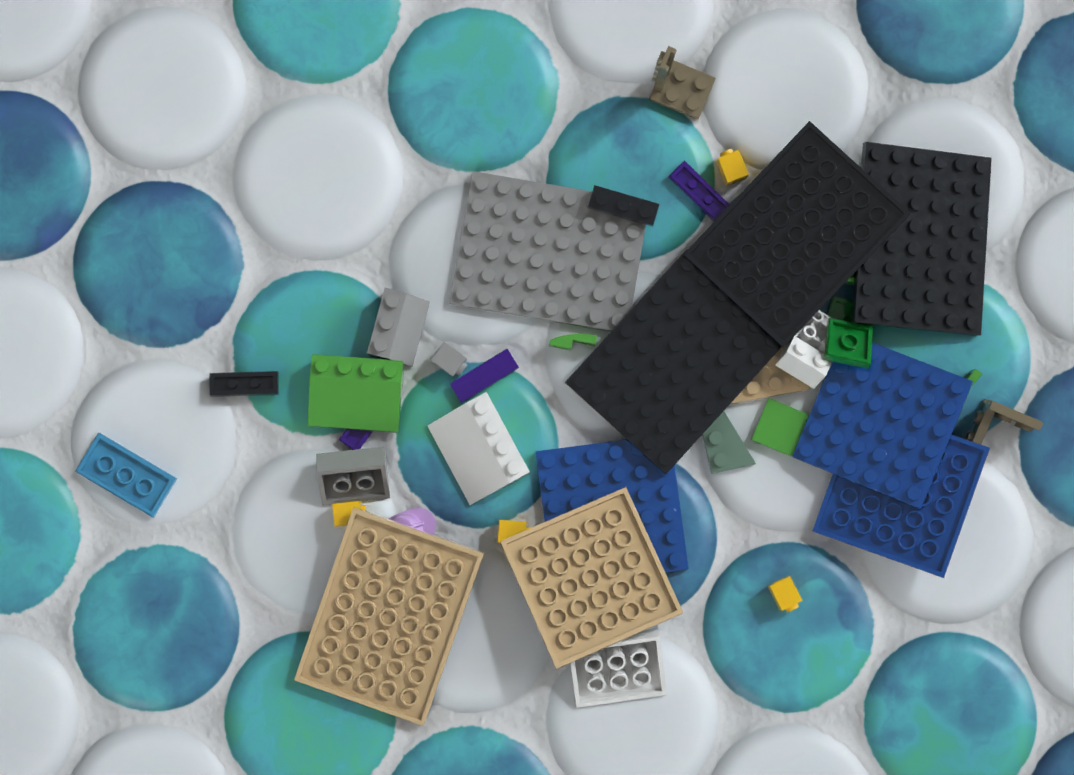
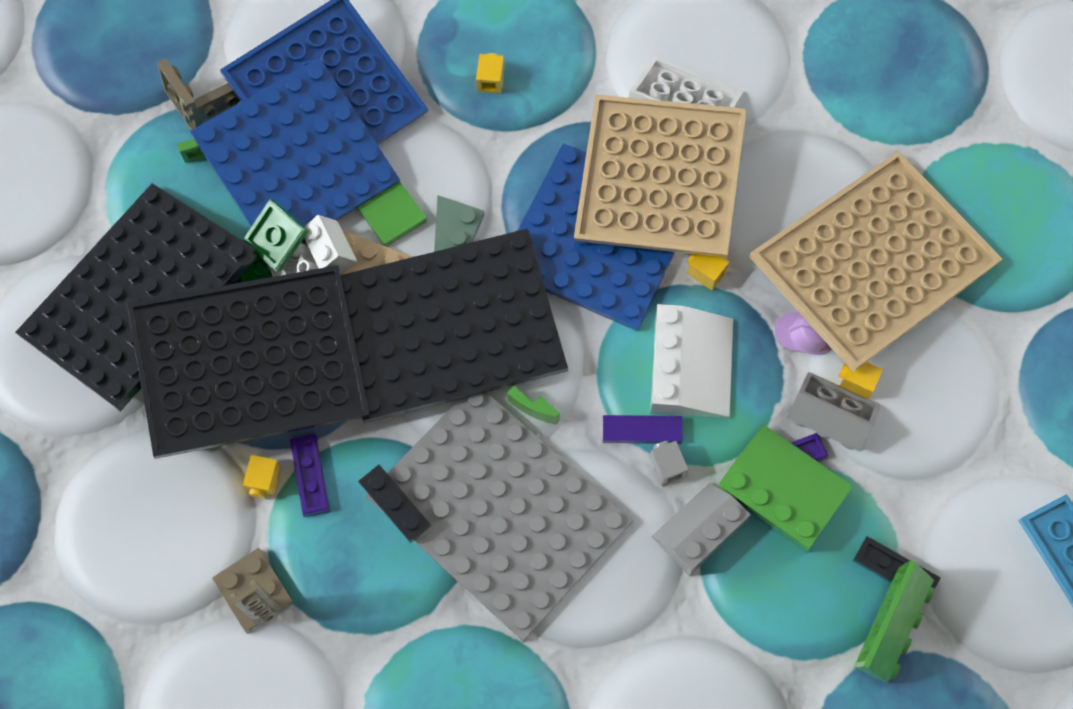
camera: 140 degrees left, 15 degrees down
(224, 336) = (894, 622): none -> bright green slope

